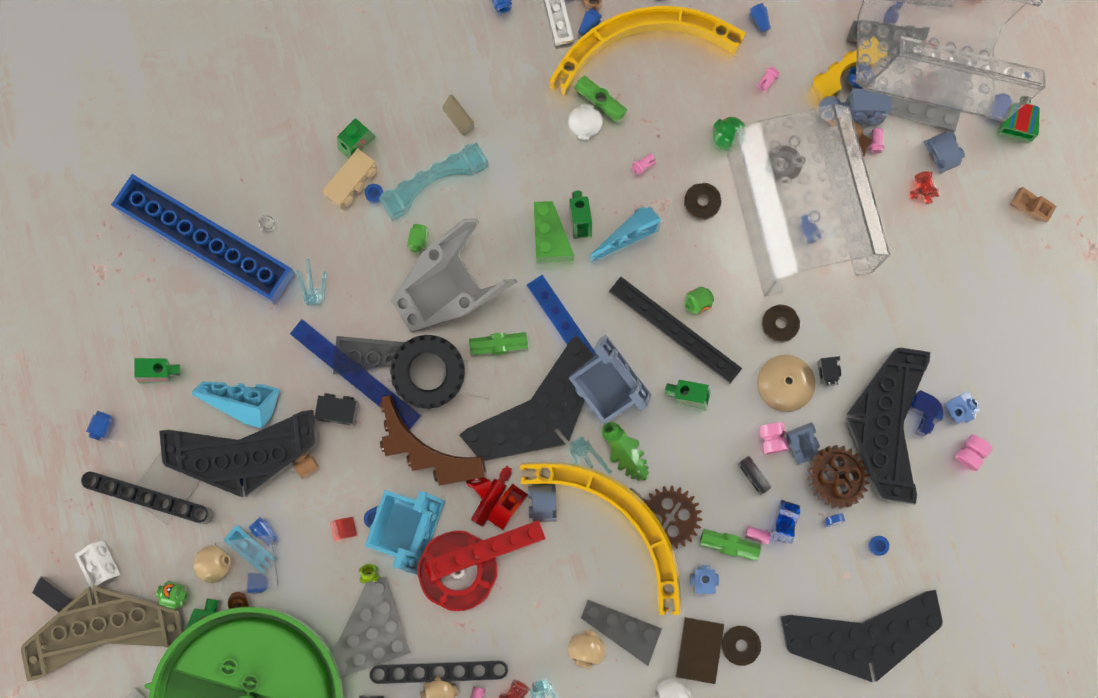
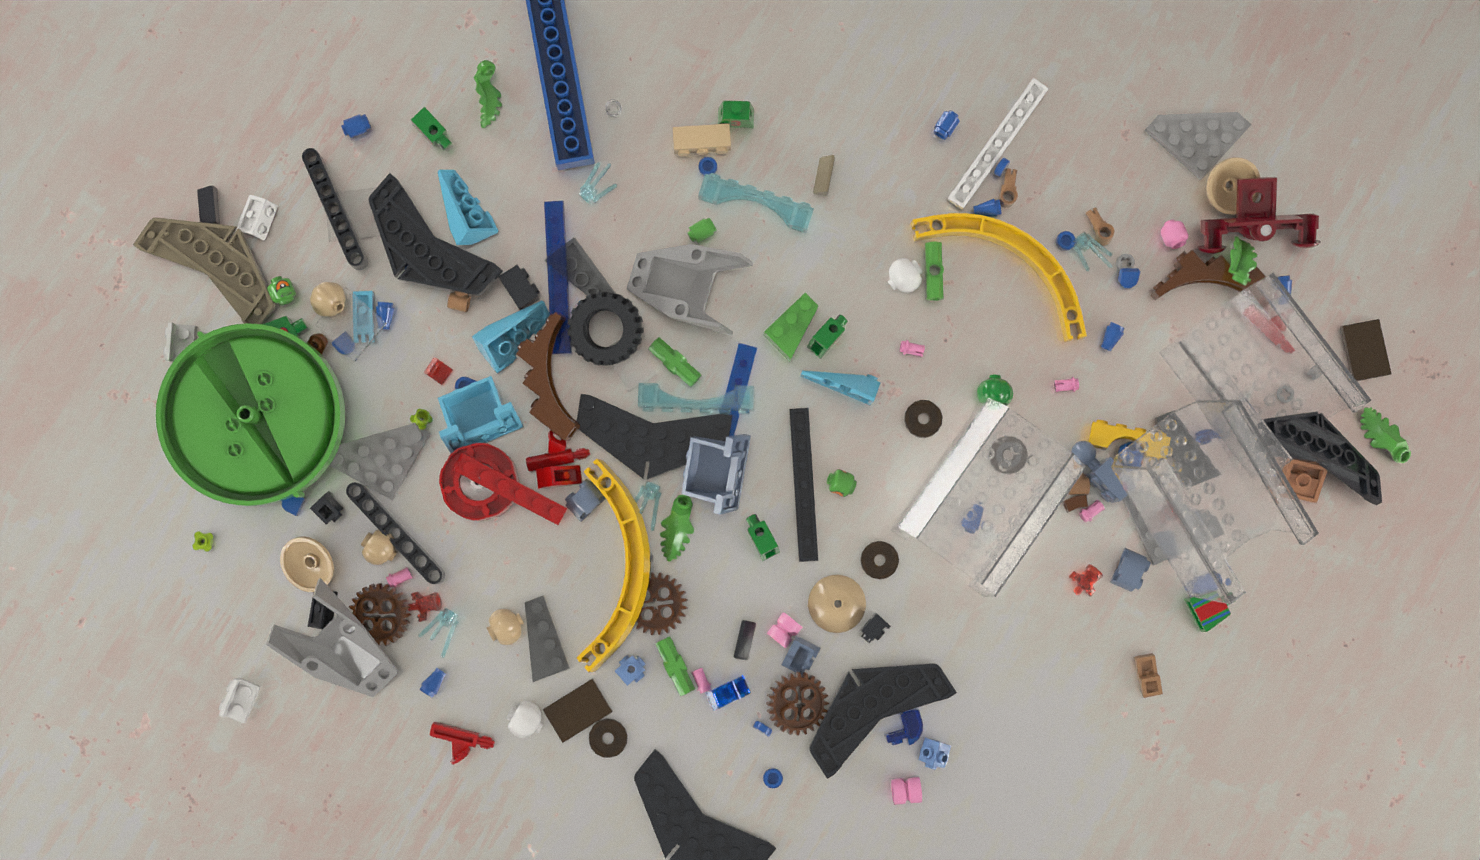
camera: 40 degrees right, 5 degrees up
(169, 304) = (487, 91): none -> bright green plant
(364, 459) = (501, 339): none -> medium azure wedge
(570, 320) = (739, 399): none -> clear light blue arch

